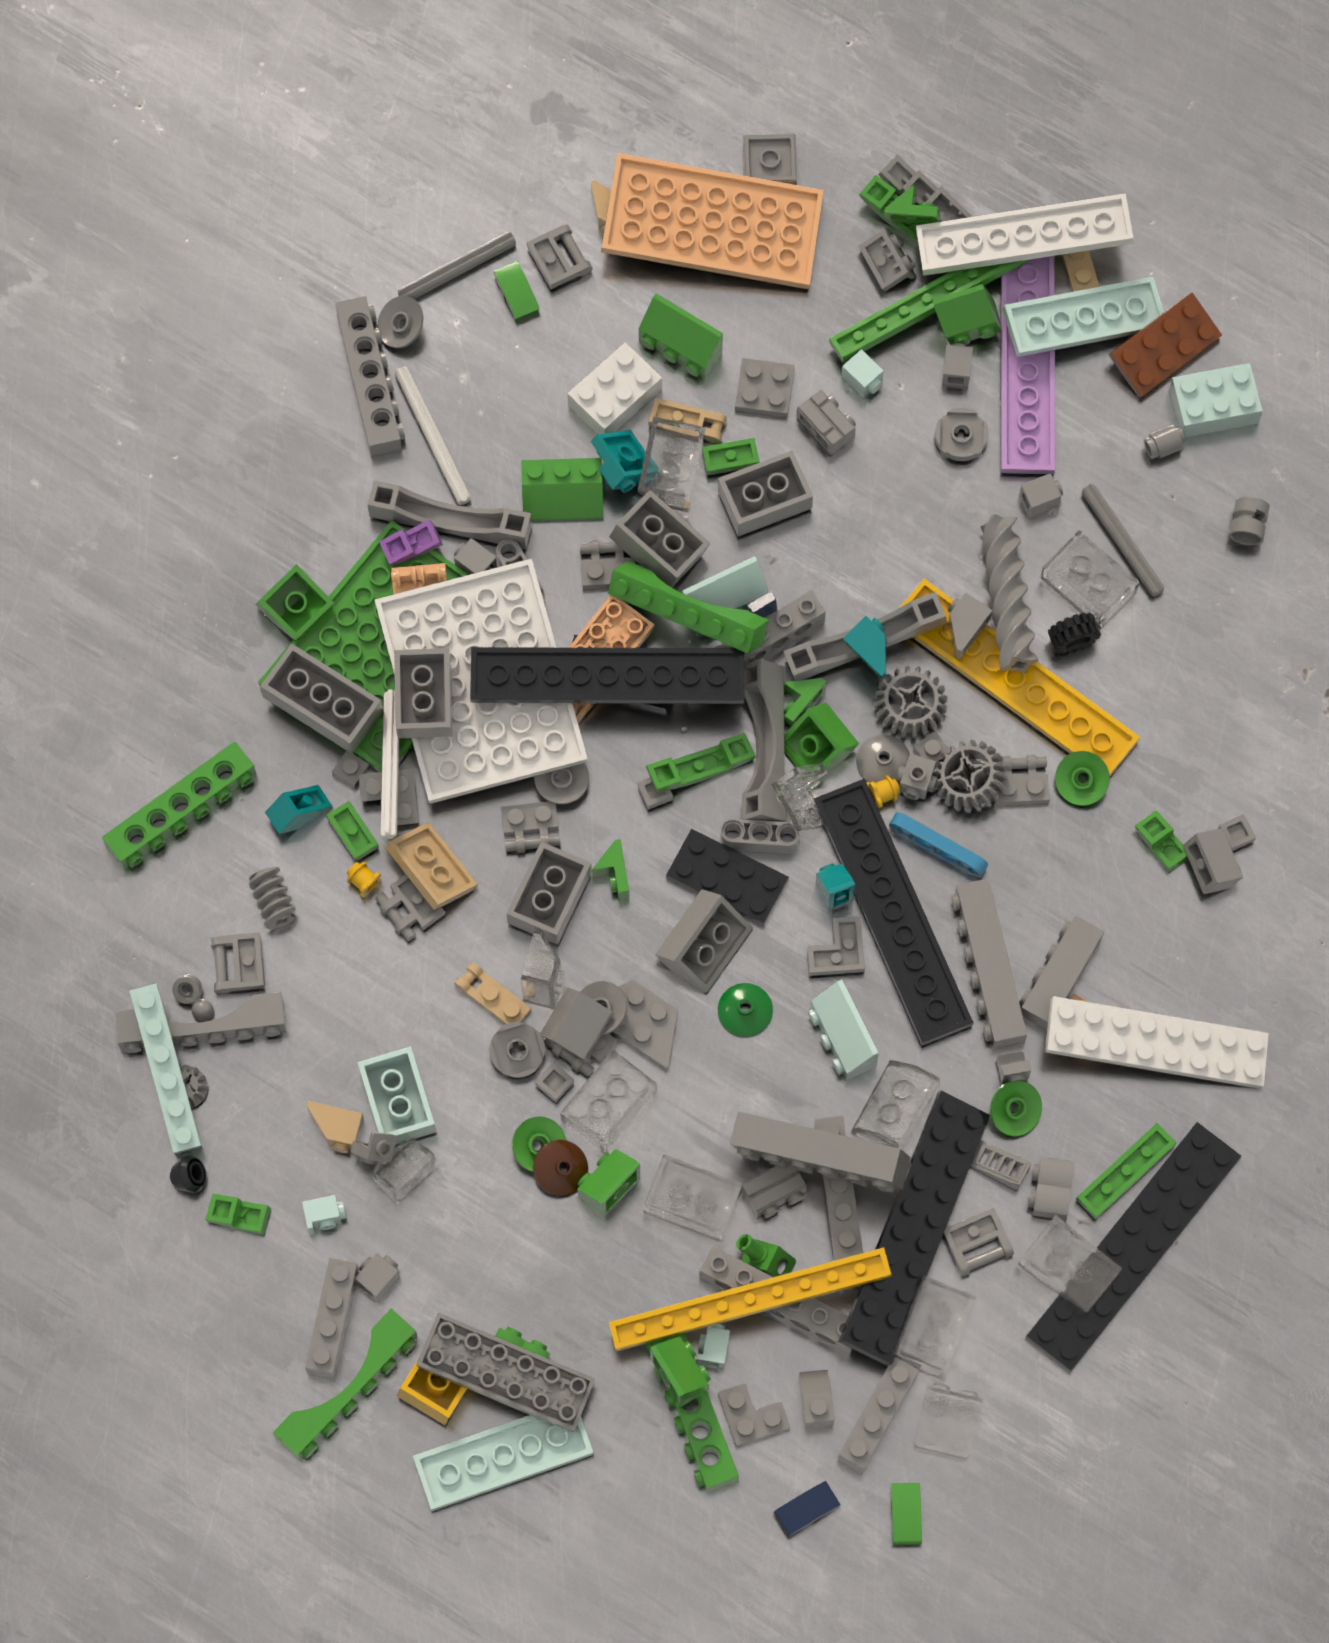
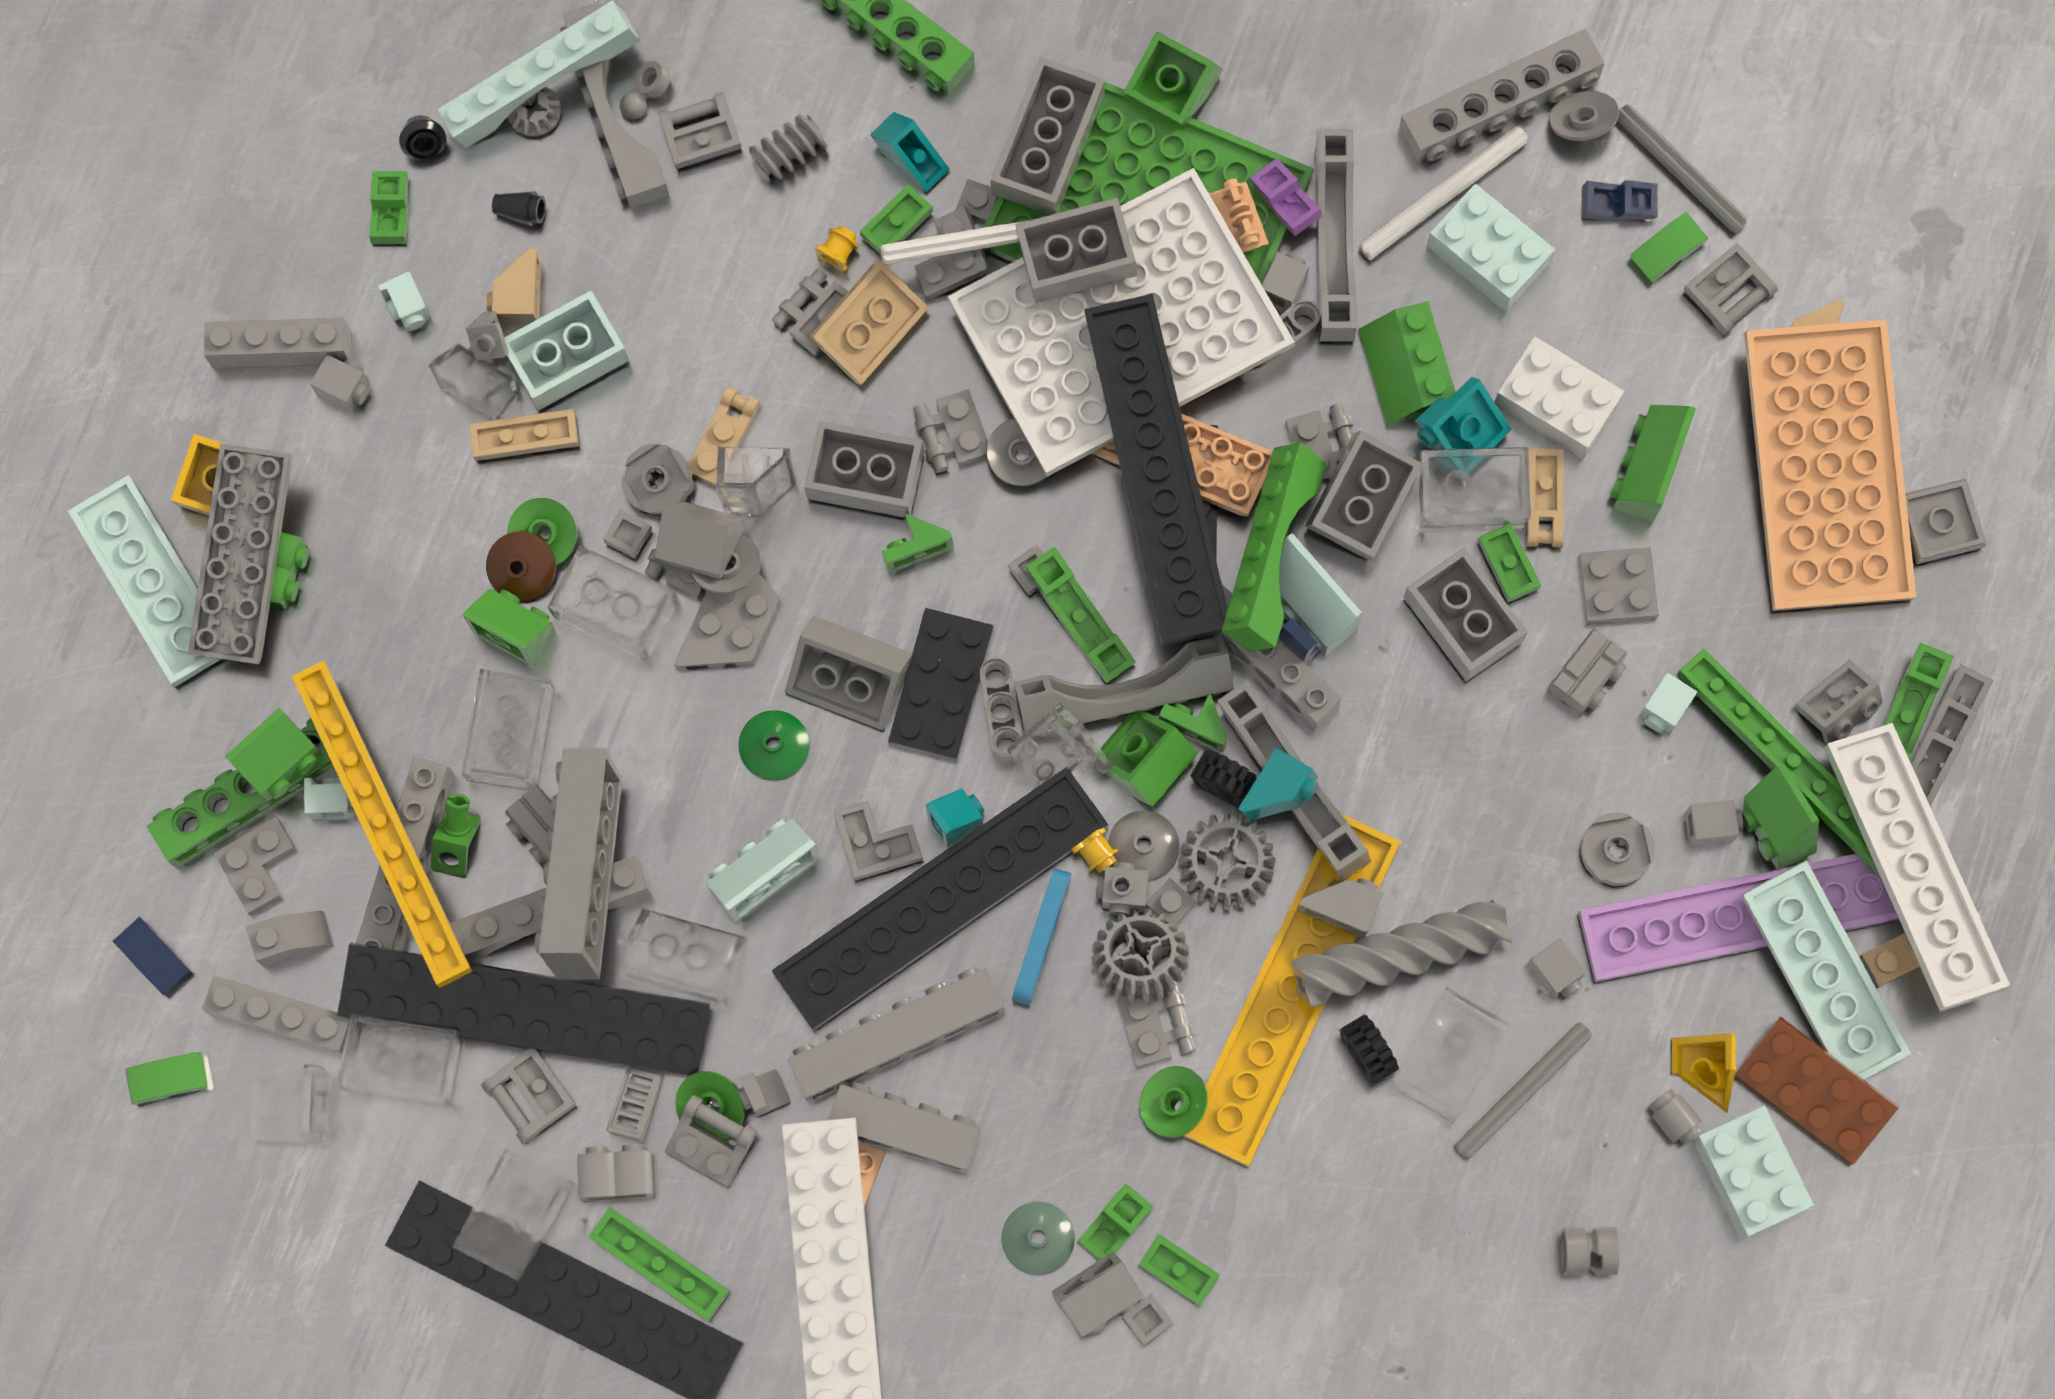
camera: 80 degrees right, 5 degrees up
(265, 1111) = (521, 206): none -> black cone
(306, 1427) = (259, 411): bright green arch -> none
(454, 1144) = (524, 434): none -> tan plate
(470, 315) = (1620, 201): none -> dark blue slope
(486, 411) = (1490, 247): none -> light aqua brick
(850, 686) = (1223, 777): none -> black tyre
(905, 209) = (1914, 706): bright green slope -> none
(1048, 1119) = (705, 1150): none -> light grey plate
(1132, 411) = (1707, 1065): none -> yellow slope
(1160, 911) = (1042, 1257): none -> sand green dish
(1205, 803) = (1179, 1270): none -> bright green plate

